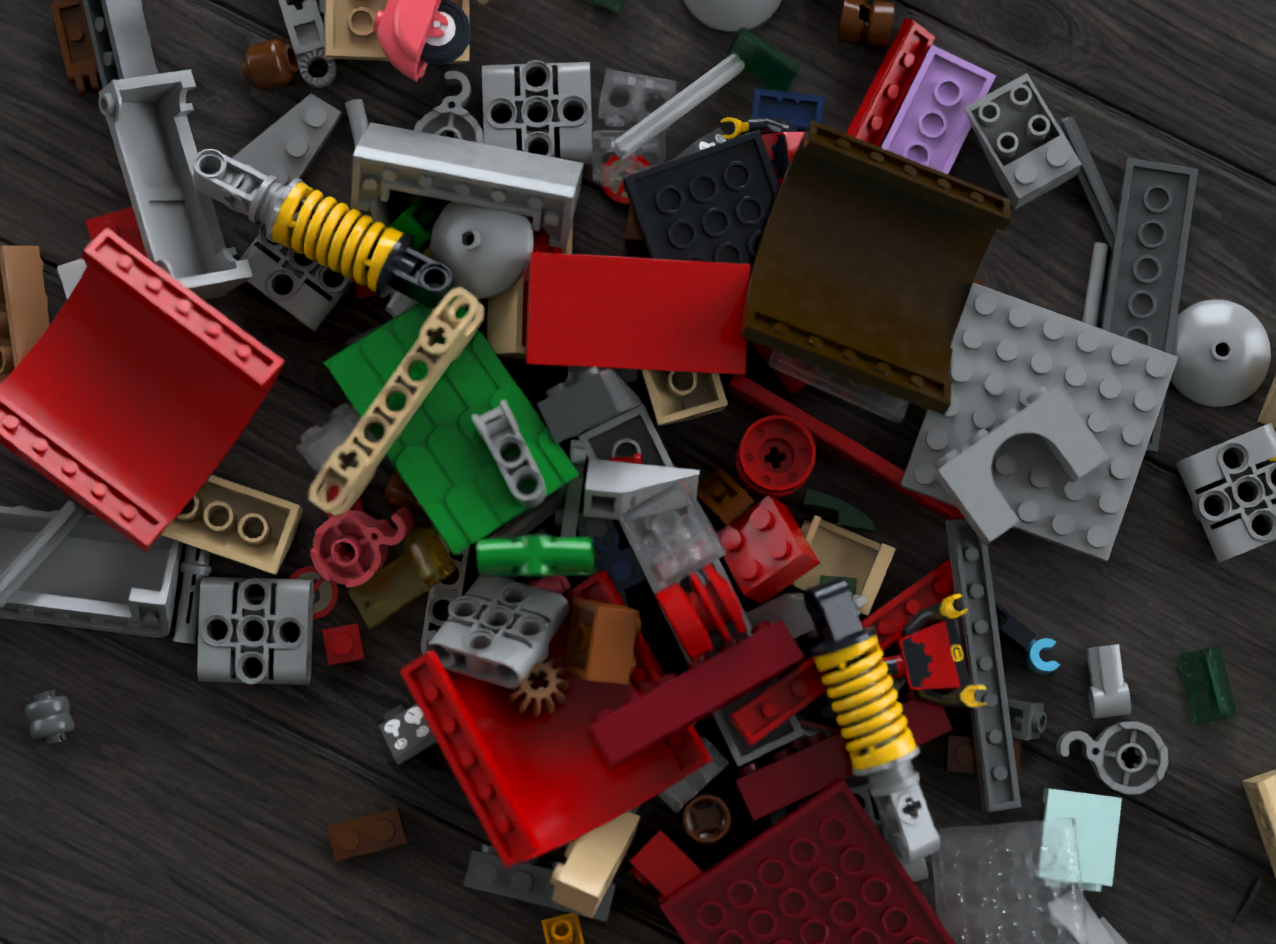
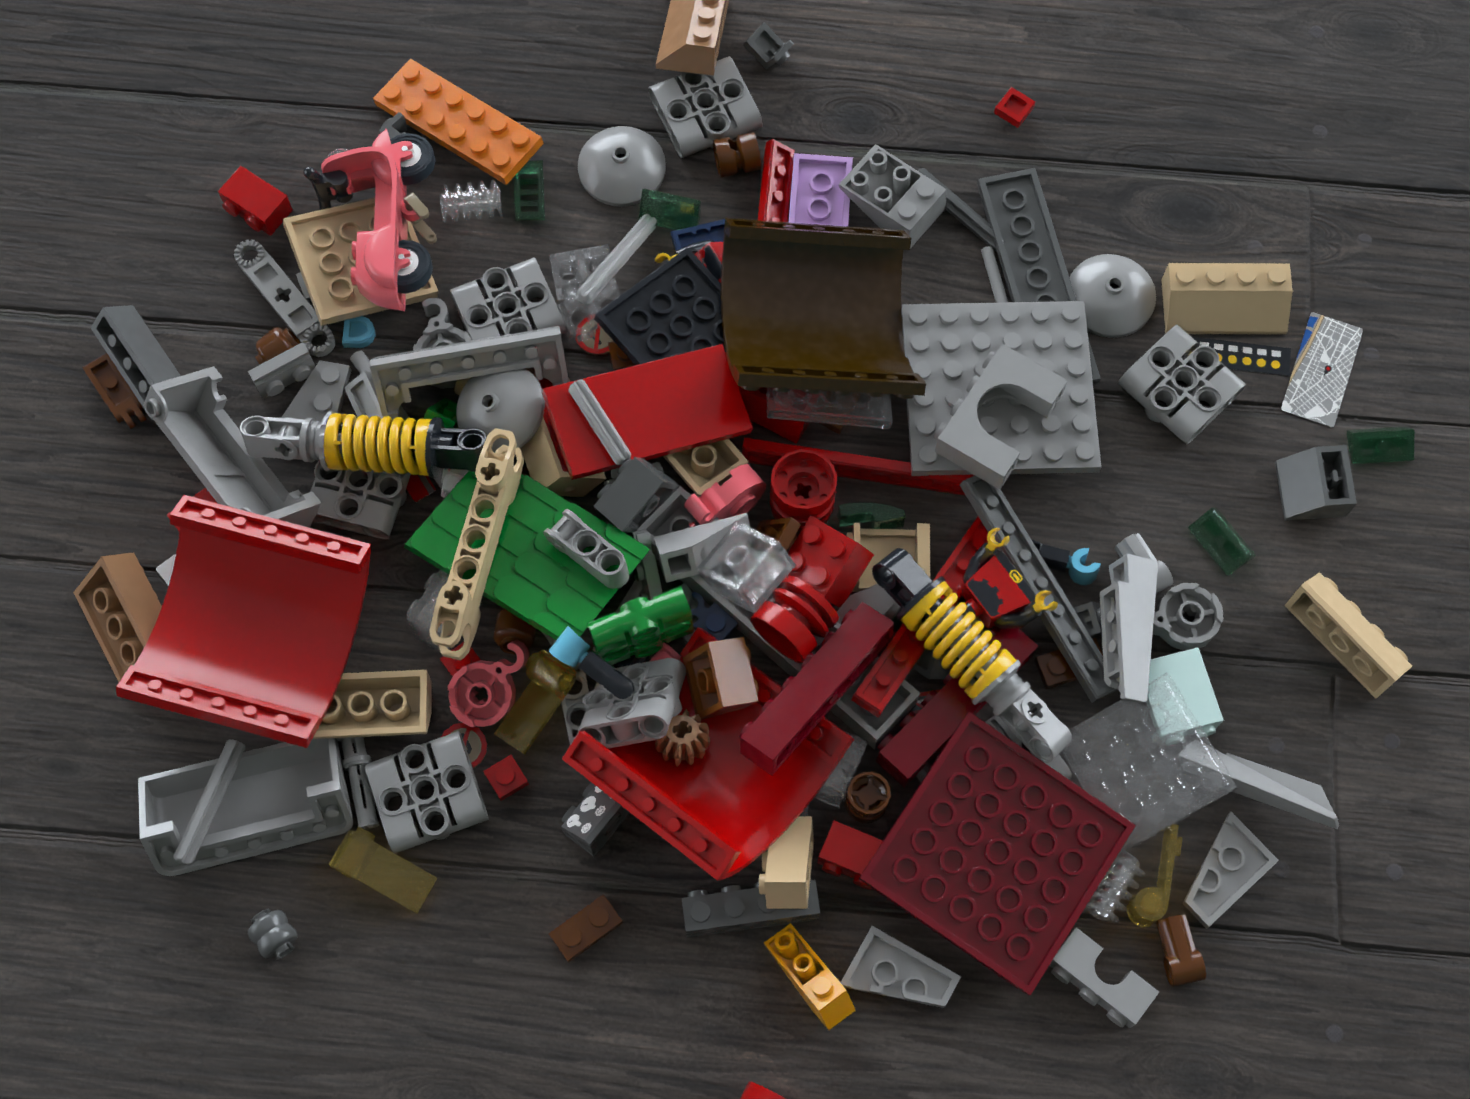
camera: 20 degrees left, 15 degrees down
(181, 694) = (382, 870): none -> clear yellow door
(253, 96) = (282, 371): none -> light grey plate
(340, 164) = (363, 395): none -> light grey tile
(365, 75) = (358, 332): none -> medium azure tile
(452, 559) = (573, 650): none -> piece
(578, 314) = (599, 422): none -> light grey axle
(691, 438) = (730, 499): none -> coral piece
(1056, 748) = (1128, 625): none -> wedge
(1209, 81) = (1014, 107): none -> red plate

